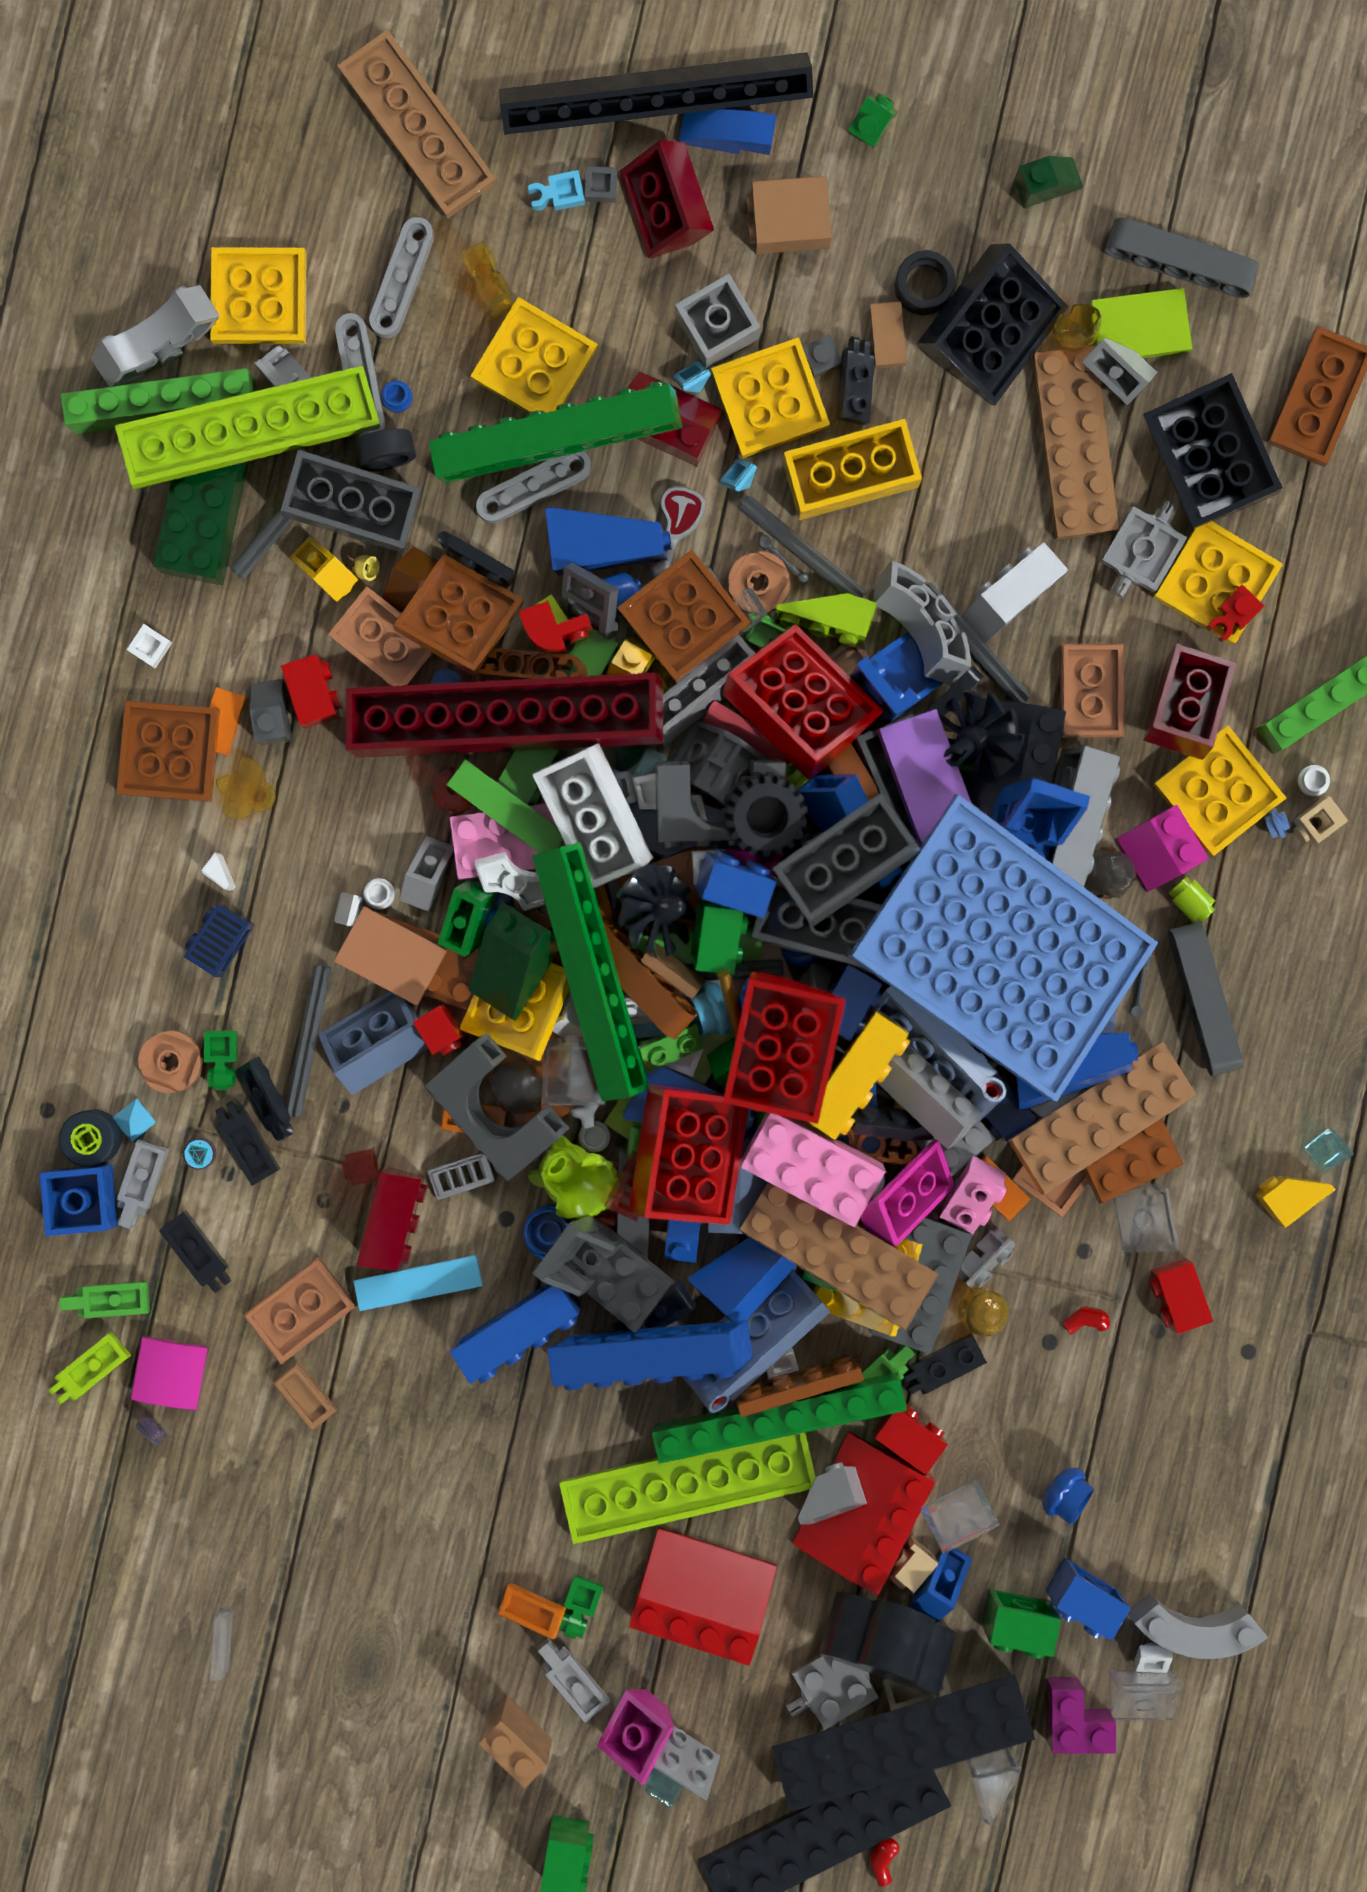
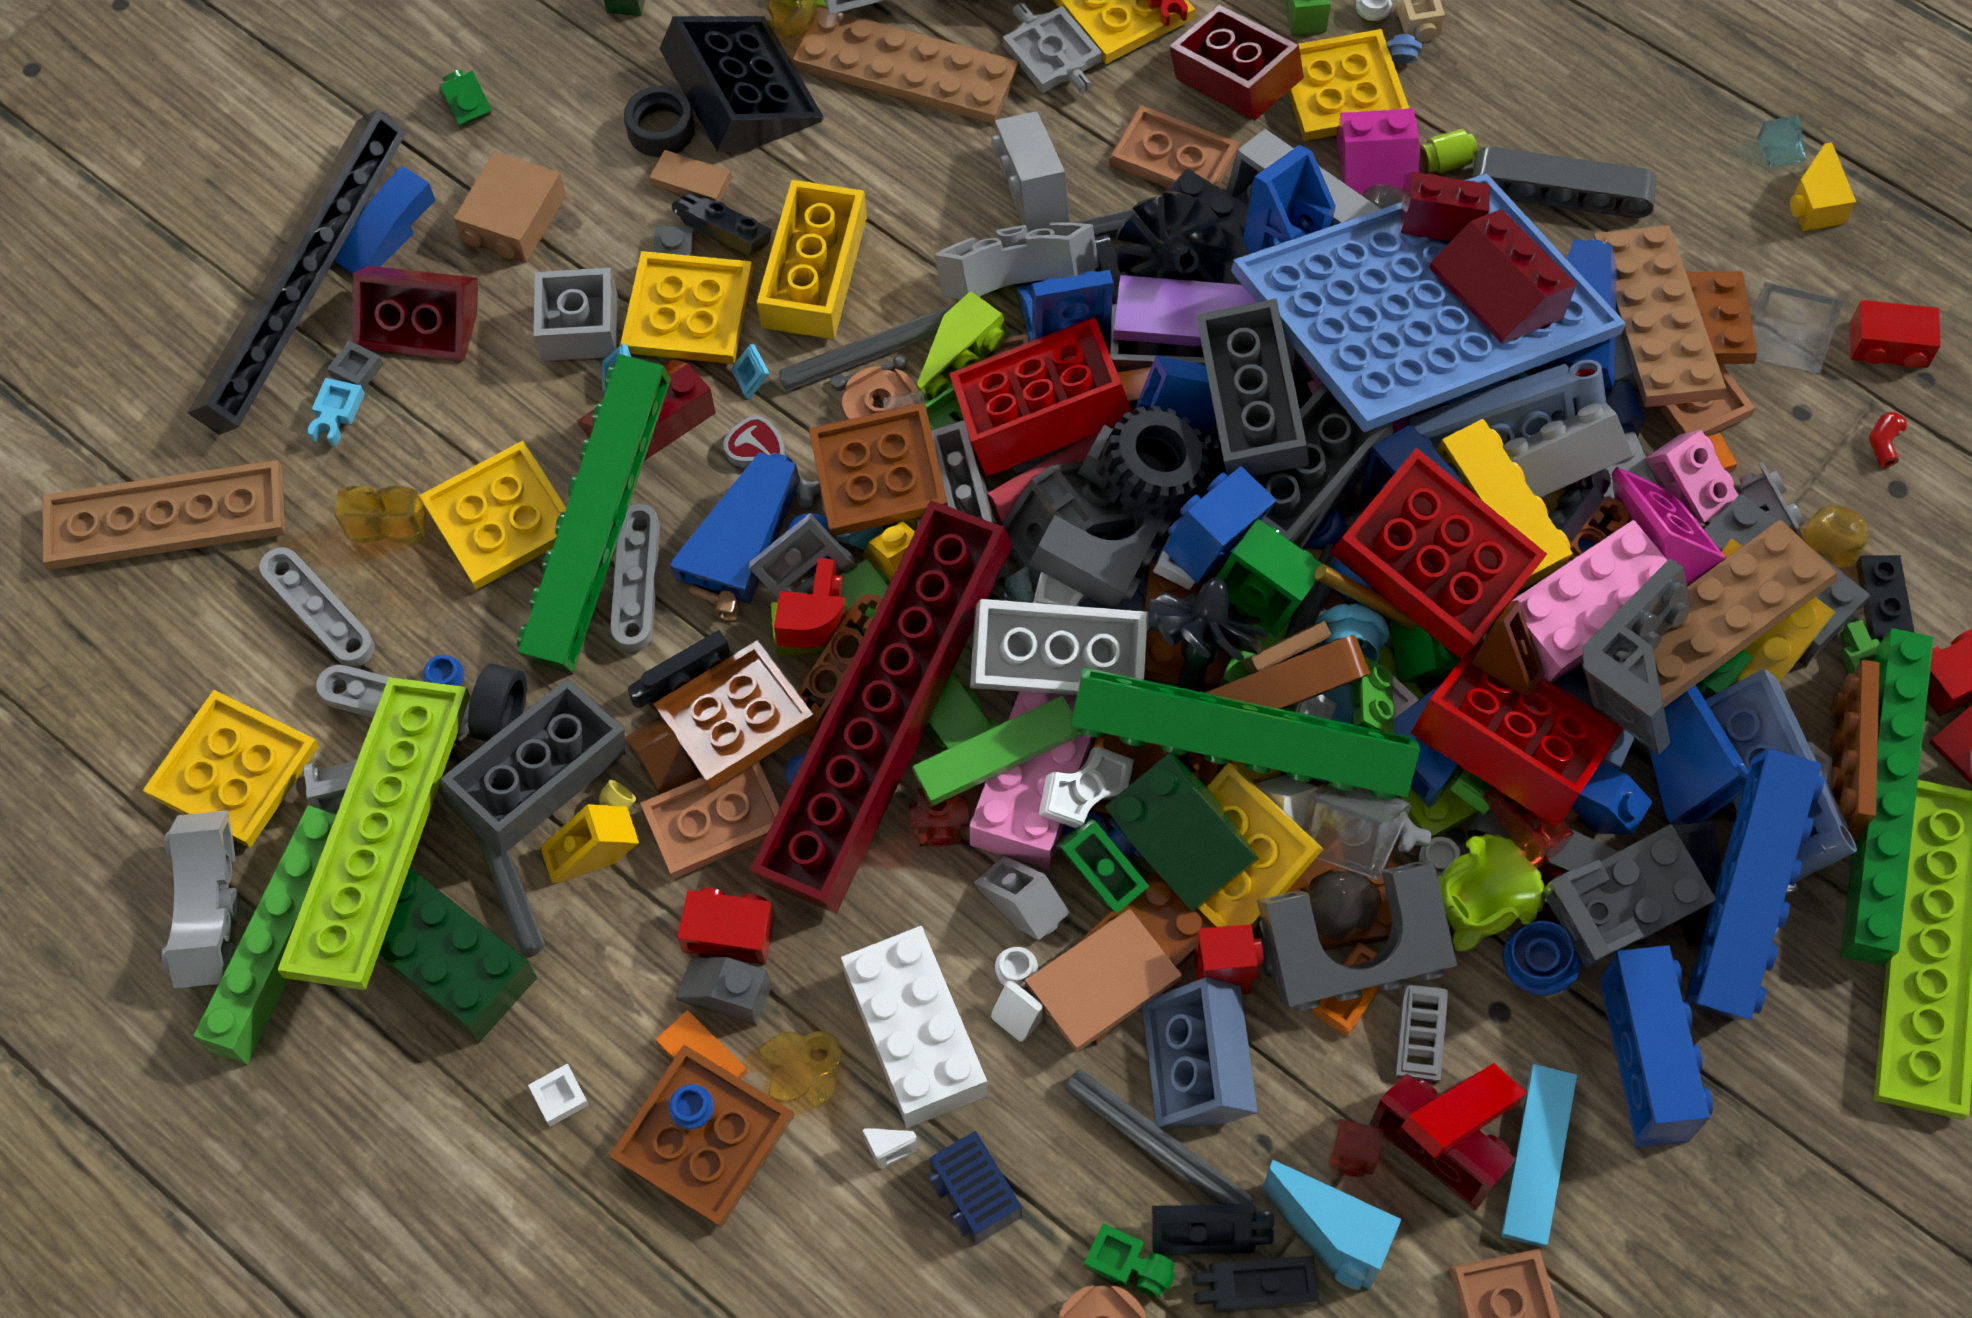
camera: 65 degrees left, 25 degrees down
(176, 736) = (691, 1106): none -> blue plate
(296, 1183) = (1336, 1227): none -> medium azure slope
(302, 849) = (914, 1027): none -> white brick
(407, 1226) = (1463, 1110): none -> red tile
(544, 561) = (726, 604): none -> medium nougat hand
(737, 1129) = (1510, 652): none -> reddish brown slope
(745, 1228) = (1622, 661): none -> dark grey bracket
(1041, 998) = (1504, 277): none -> dark red slope
(1096, 926) = (1441, 205): none -> dark red slope

